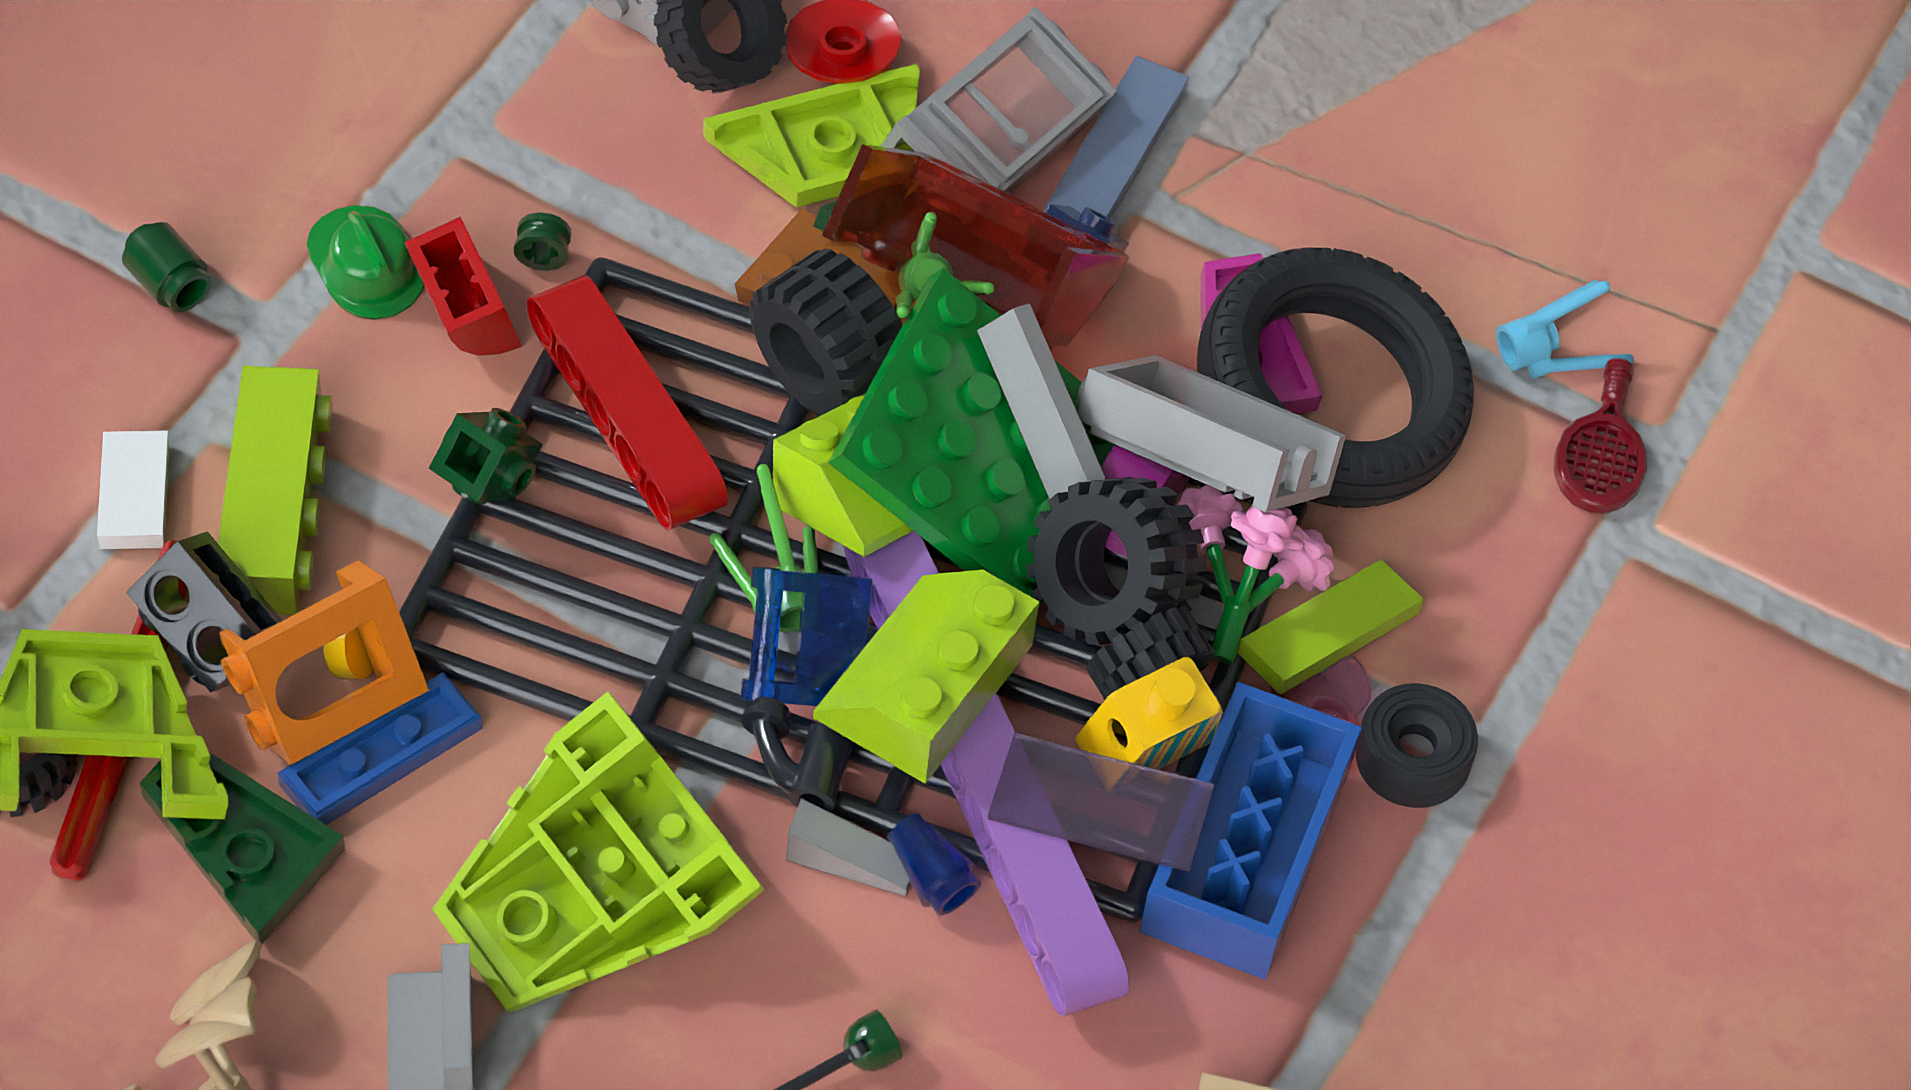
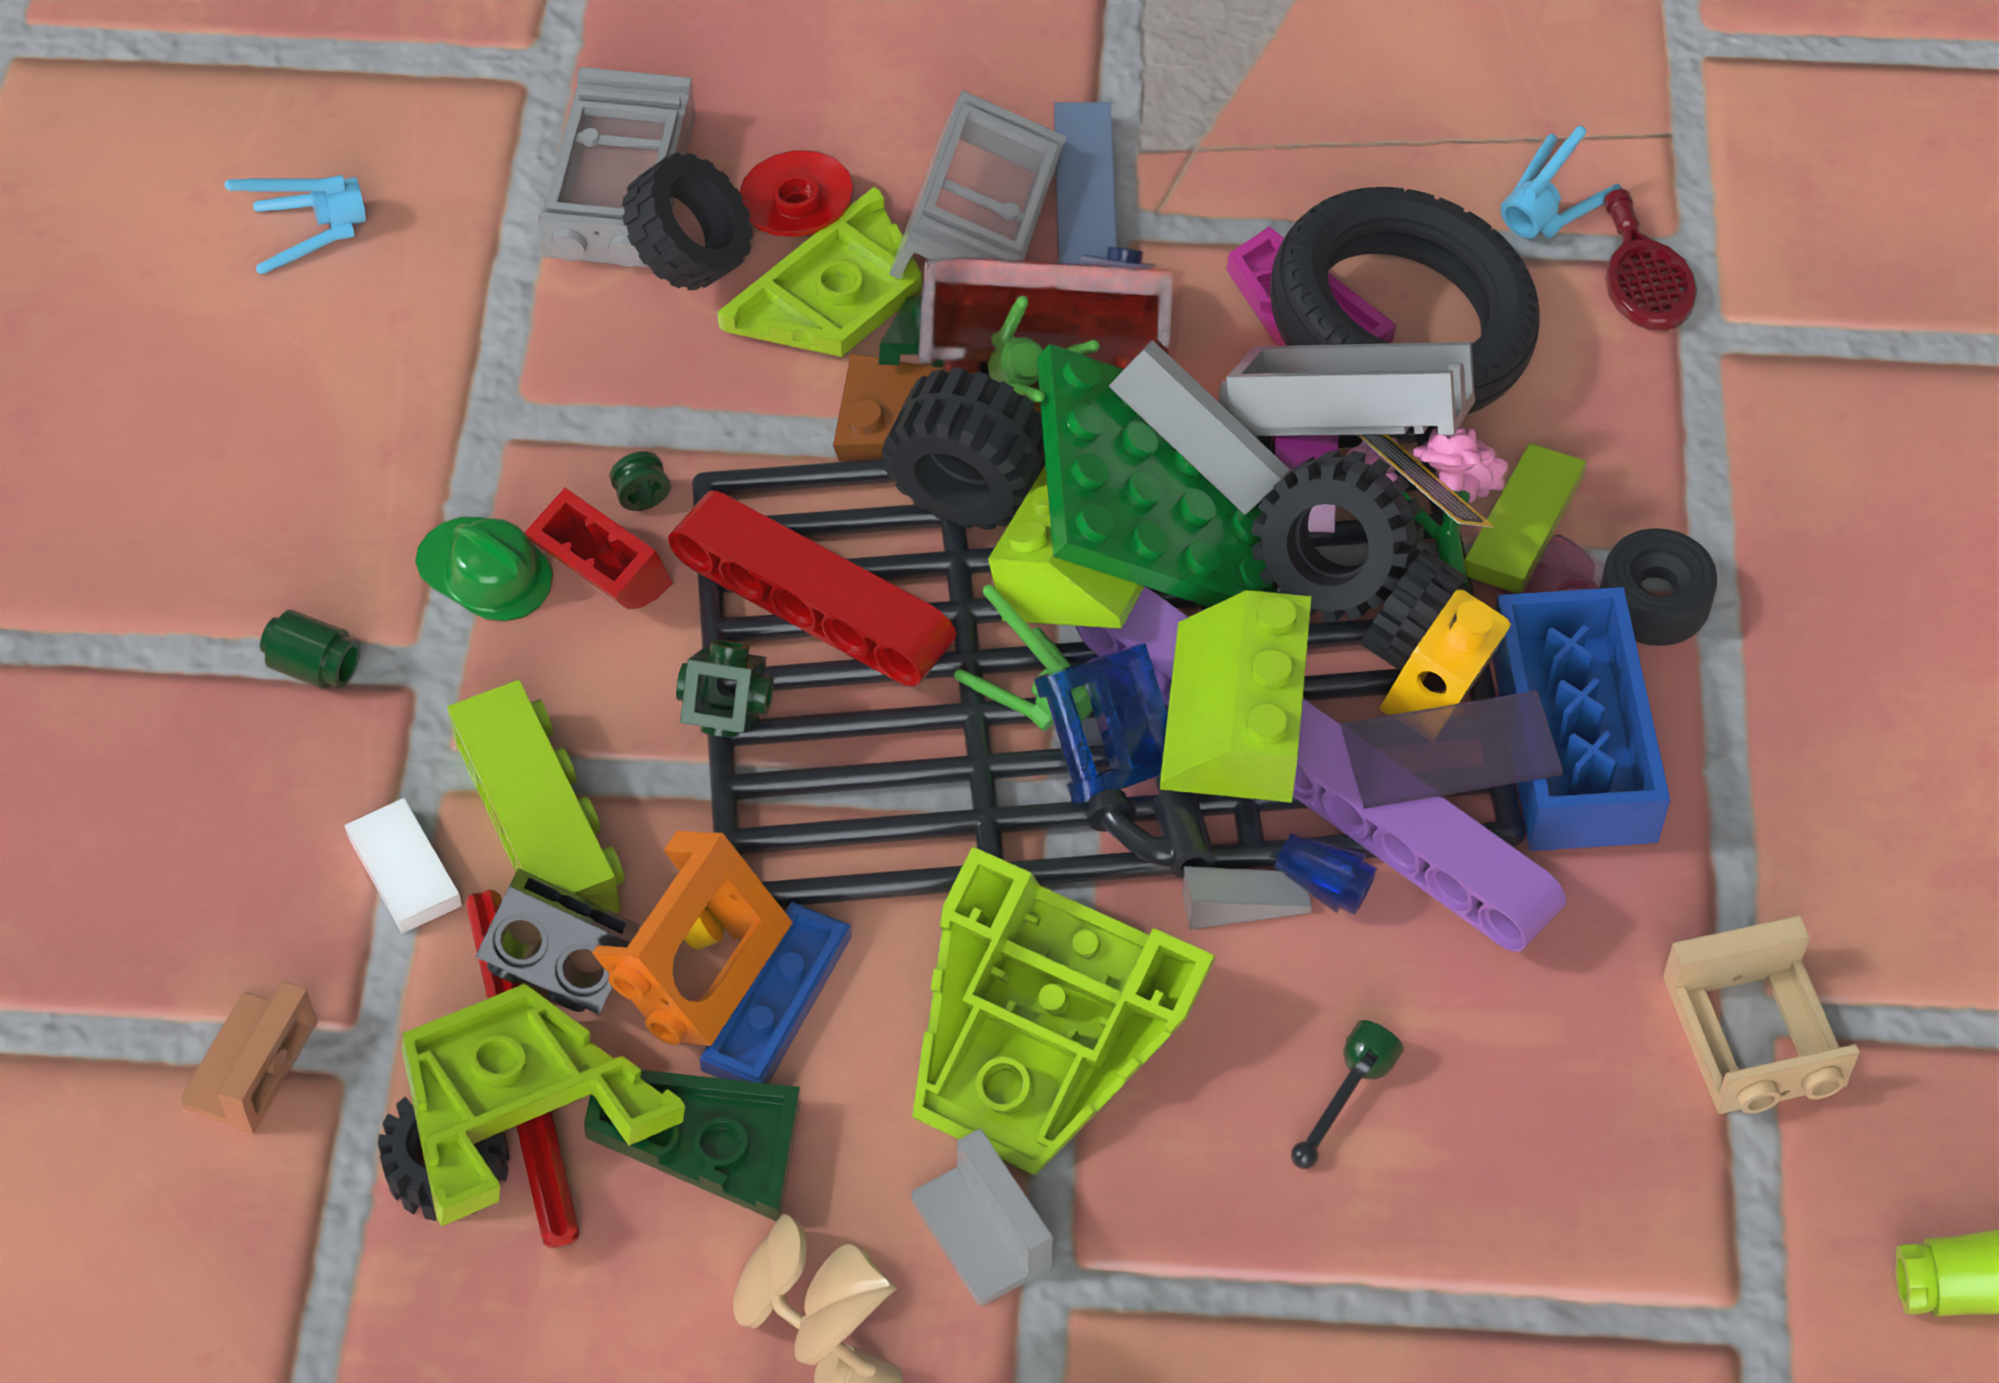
camera: 20 degrees left, 0 degrees up
(1223, 546) = (1424, 480): none -> sticker

